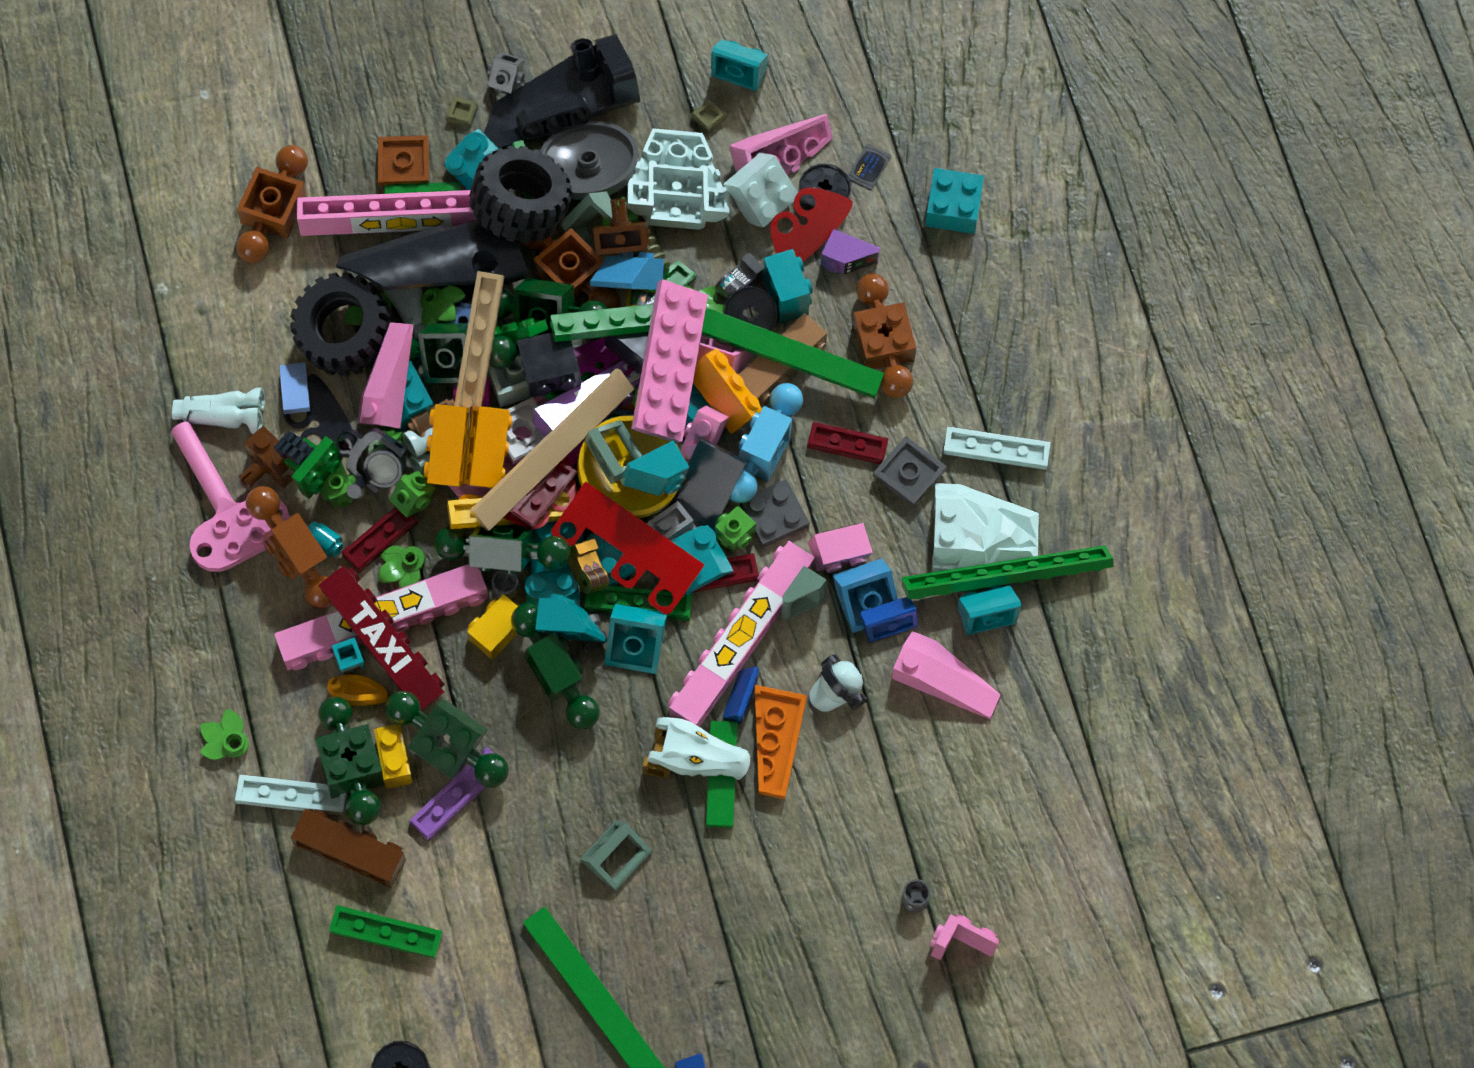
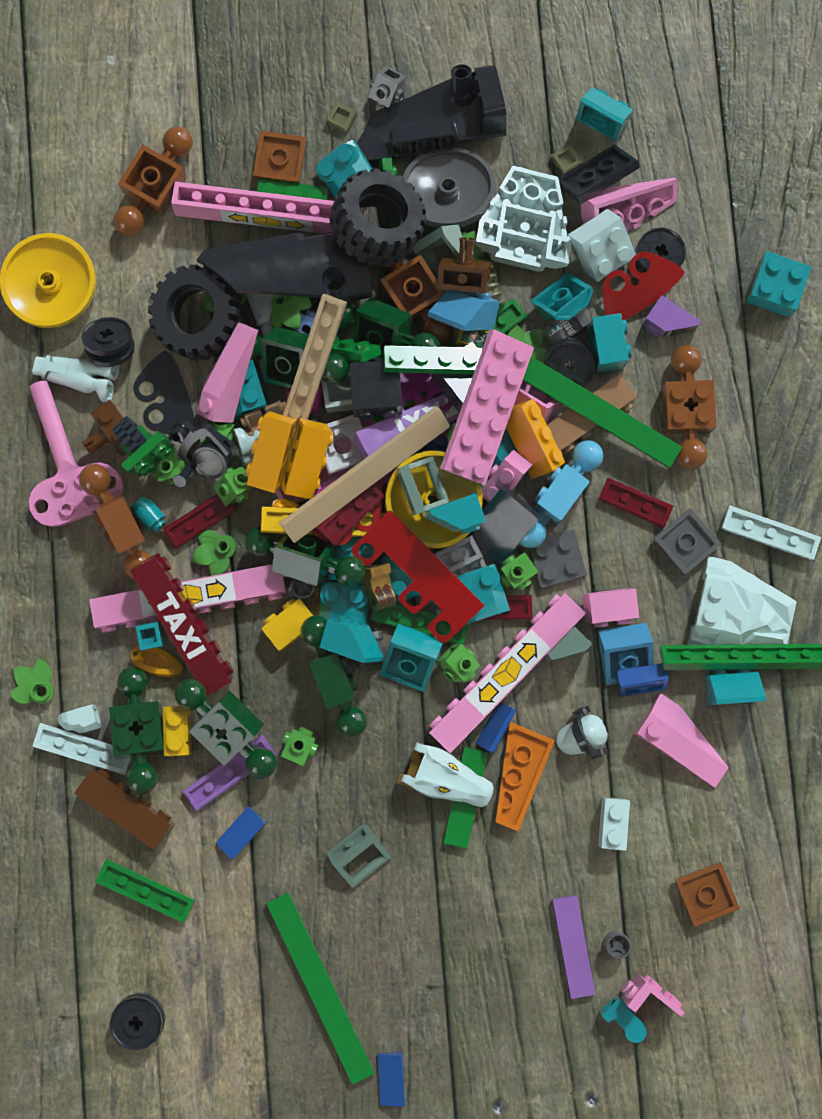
camera: 15 degrees right, 15 degrees up
(175, 319) = (35, 264): none -> yellow dish
(251, 369) = (108, 342): none -> black wheel
(283, 763) = (81, 719): none -> light aqua rock
(294, 388) = (146, 364): light blue slope -> none
(481, 854) = (240, 832): none -> blue slope
(530, 748) = (291, 751): none -> bright green brick
(688, 633) = (458, 663): none -> bright green brick
(730, 249) = (563, 298): none -> teal slope
(744, 122) = (598, 174): none -> black tile
(869, 166) = (705, 234): sticker -> none
(869, 909) = (573, 946): none -> medium lavender tile
(887, 769) = (614, 823): none -> light aqua brick
(939, 972) = (625, 1017): none -> teal leg
(1002, 827) = (707, 894): none -> dark orange plate

